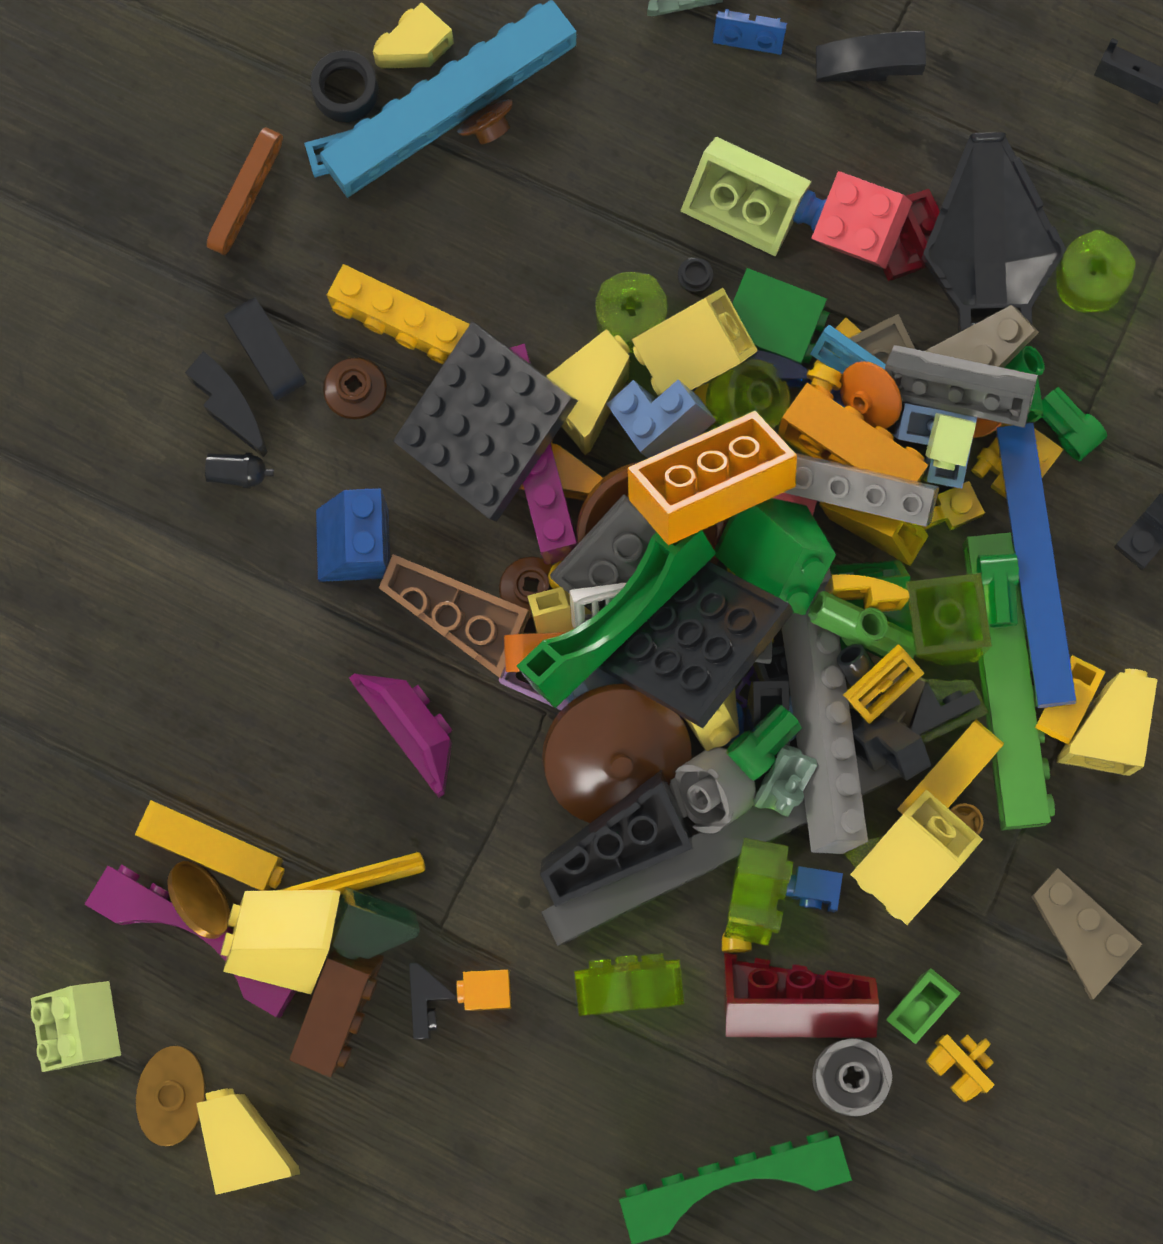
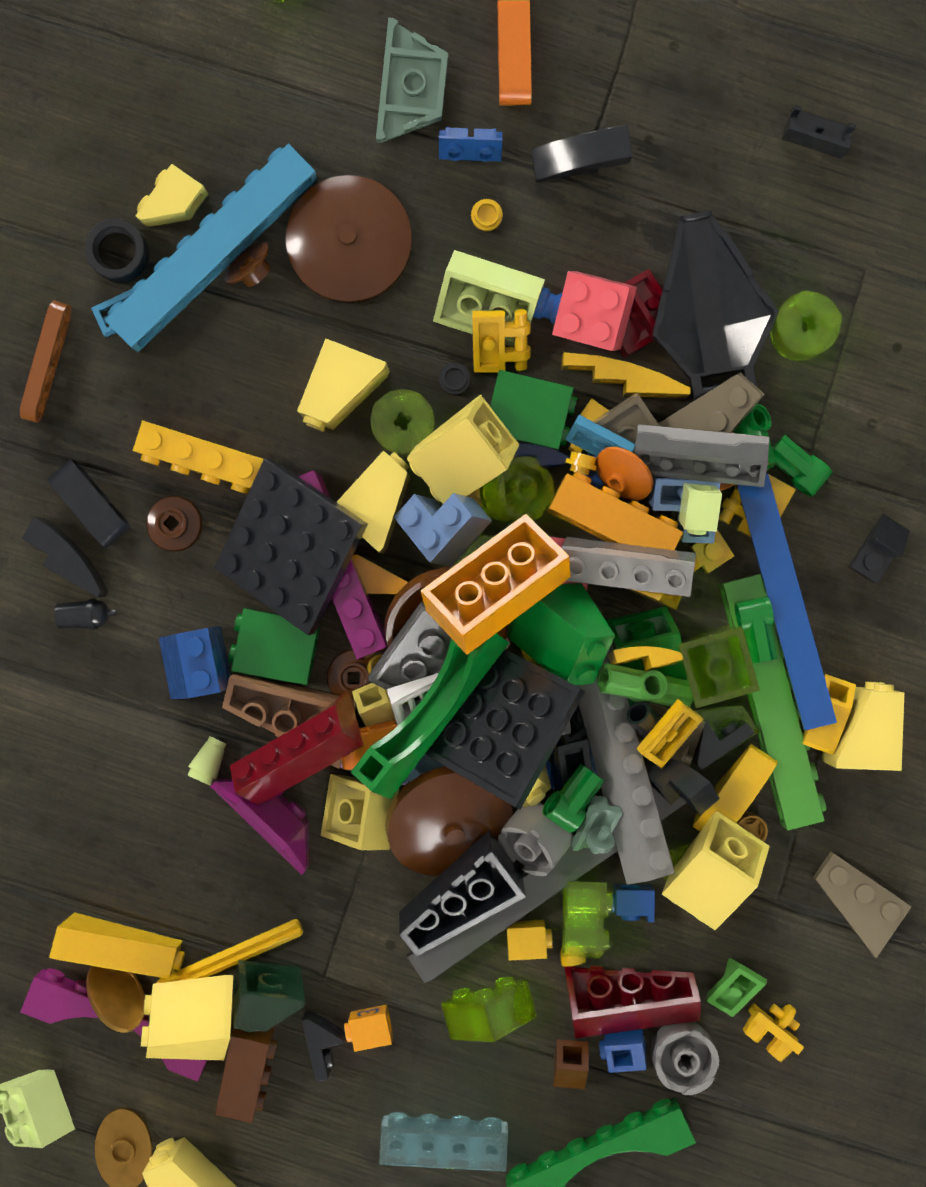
camera: 15 degrees left, 10 degrees up
(348, 654) = (207, 761): none -> yellowish green cone
(447, 535) = (272, 647): none -> green brick
(458, 642) = (298, 753): none -> dark red wedge
(511, 736) = (355, 814): none -> light yellow slope
(552, 1141) = (443, 1142): none -> clear light blue brick
(568, 258) = (339, 385): none -> light yellow slope
(601, 111) = (349, 239): none -> reddish brown dish
(687, 914) = (528, 940): none -> yellow brick
(716, 1073) = (570, 1064): none -> reddish brown brick
(741, 236) = (489, 340): none -> yellow plate
(757, 107) = (486, 215): none -> yellow plate
(790, 1071) = (624, 1051): none -> blue brick
(882, 293) = (632, 376): none -> yellow slope

